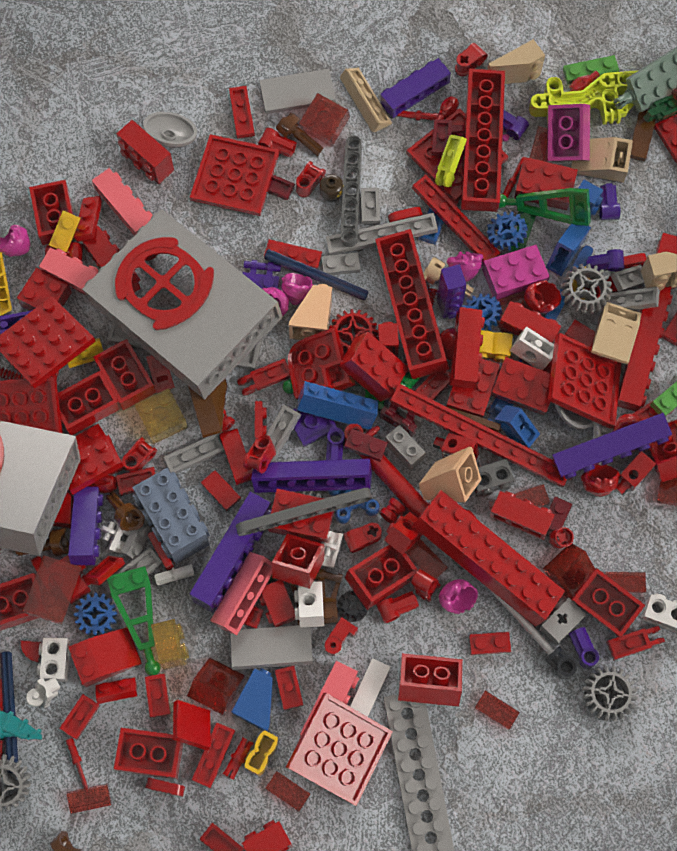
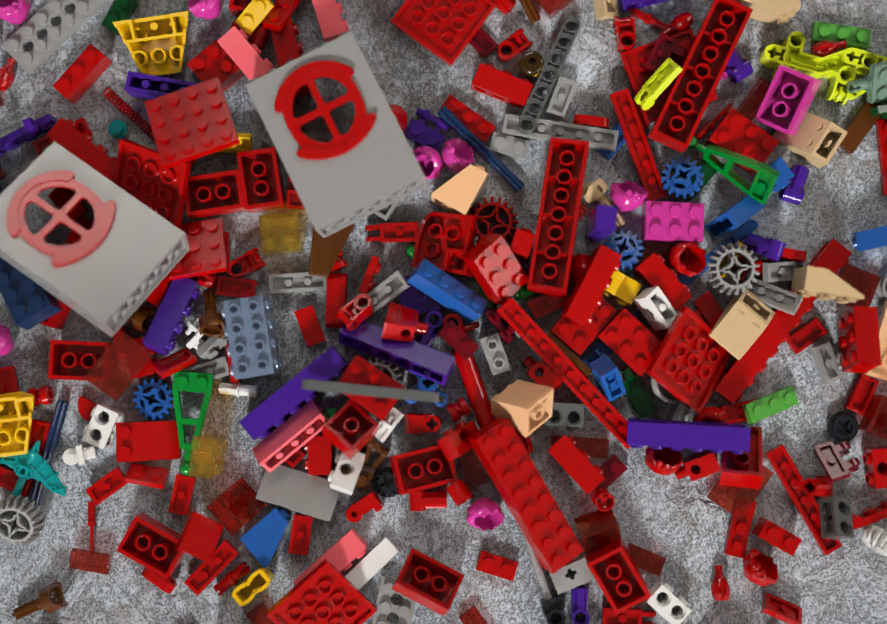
camera: 25 degrees right, 15 degrees up
(308, 449) = (402, 323): none -> red torso
(312, 215) = (502, 85): none -> red brick
(401, 131) = (624, 30): none -> red piece
(552, 434) = (638, 394): none -> dark green hinge

